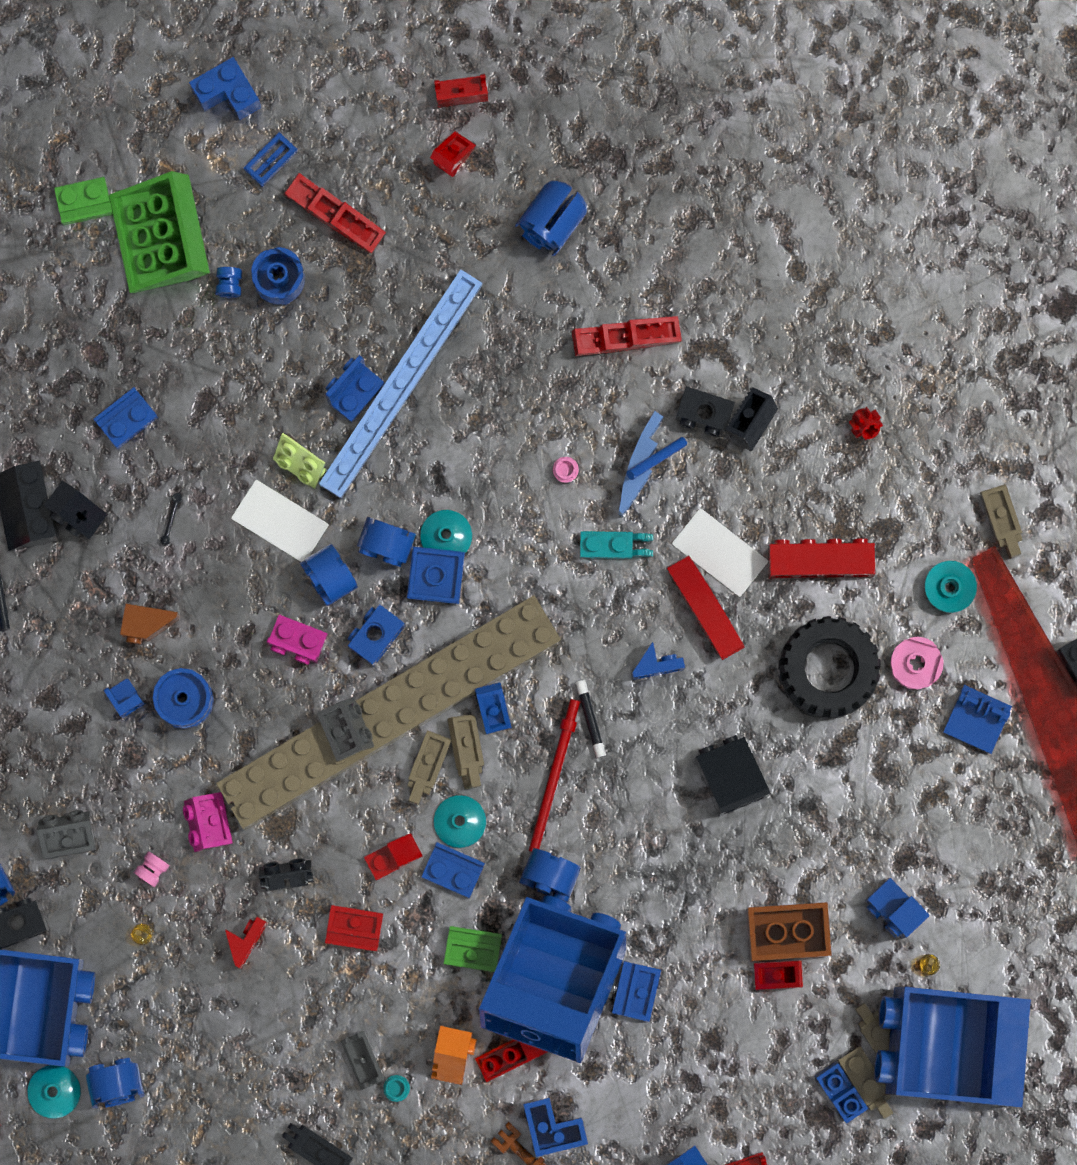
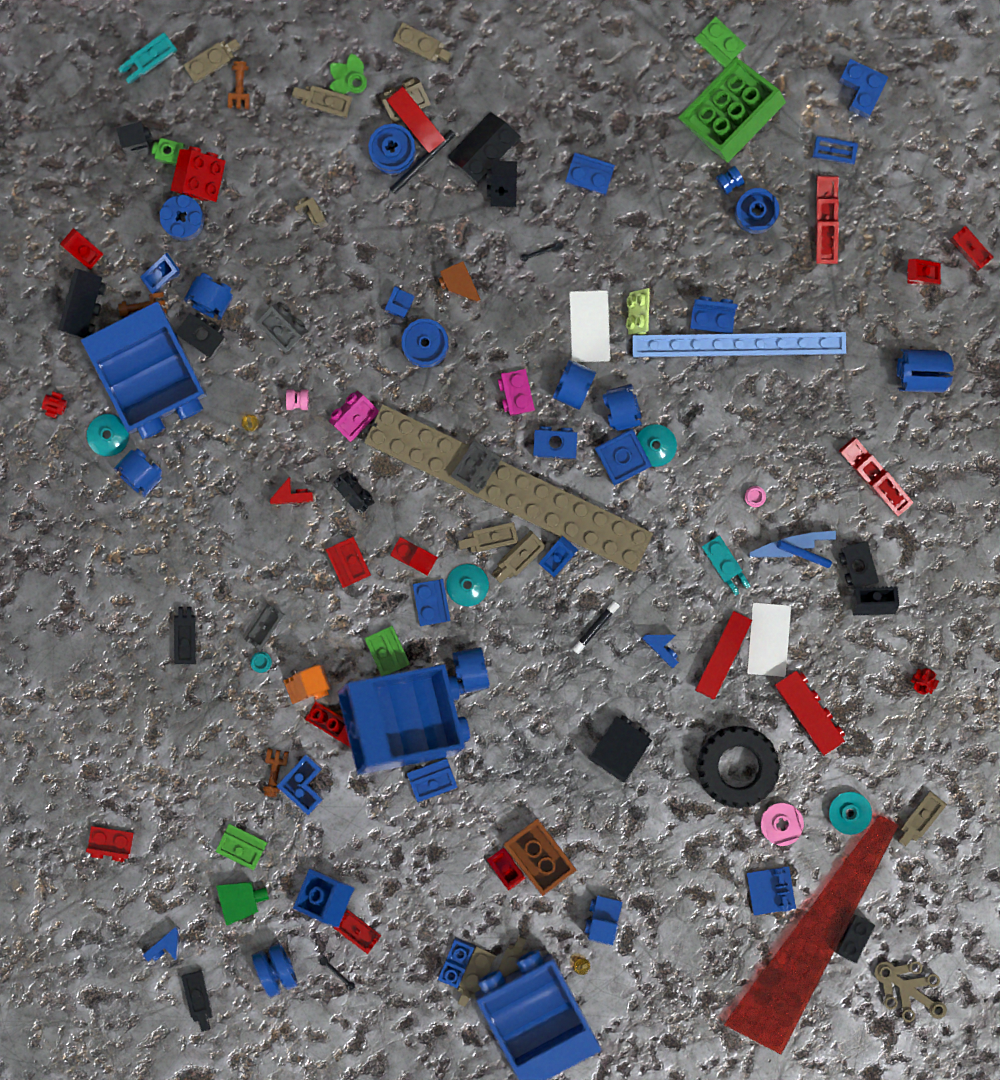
camera: 60 degrees right, 5 degrees up
(568, 727) = (580, 615): red bar -> none

